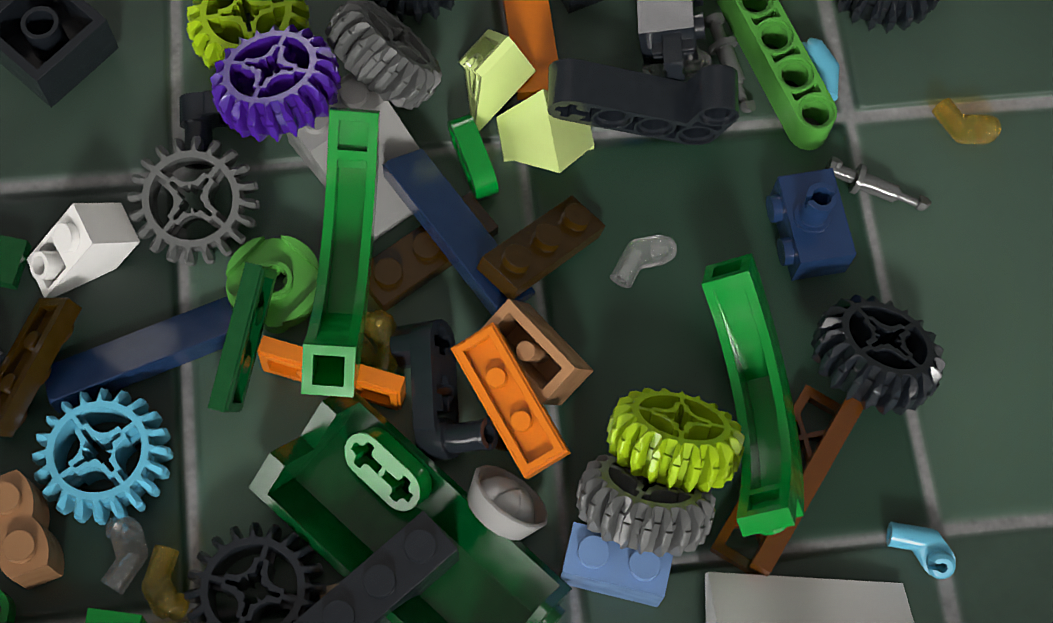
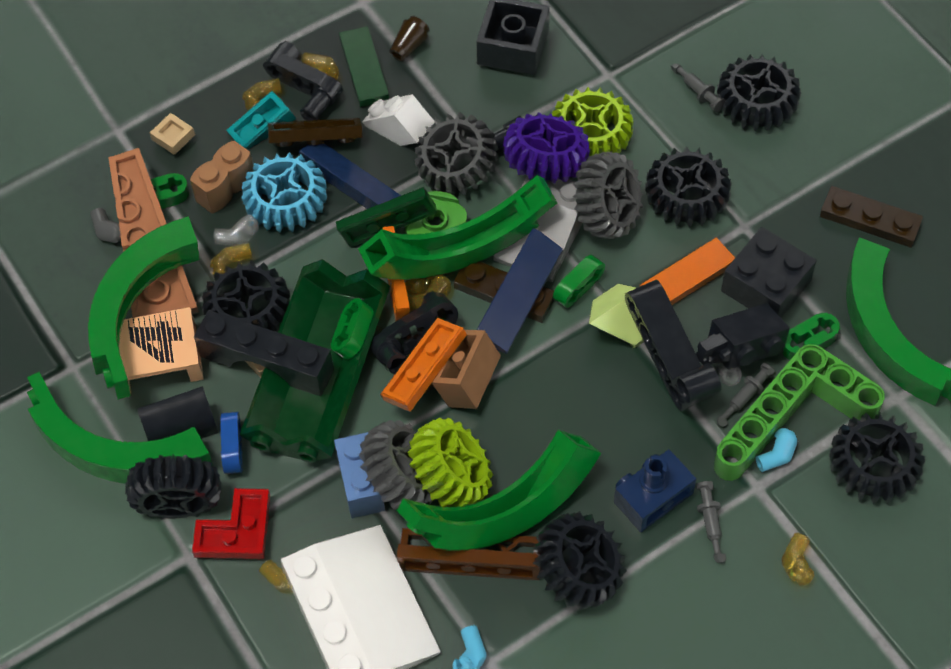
camera: 70 degrees right, 10 degrees down
(493, 74) = (638, 263): yellowish green slope -> none
(505, 503) = (362, 398): light grey hat -> none
(540, 247) = (538, 341): dark brown plate -> none
(643, 254) = (574, 404): clear arm -> none

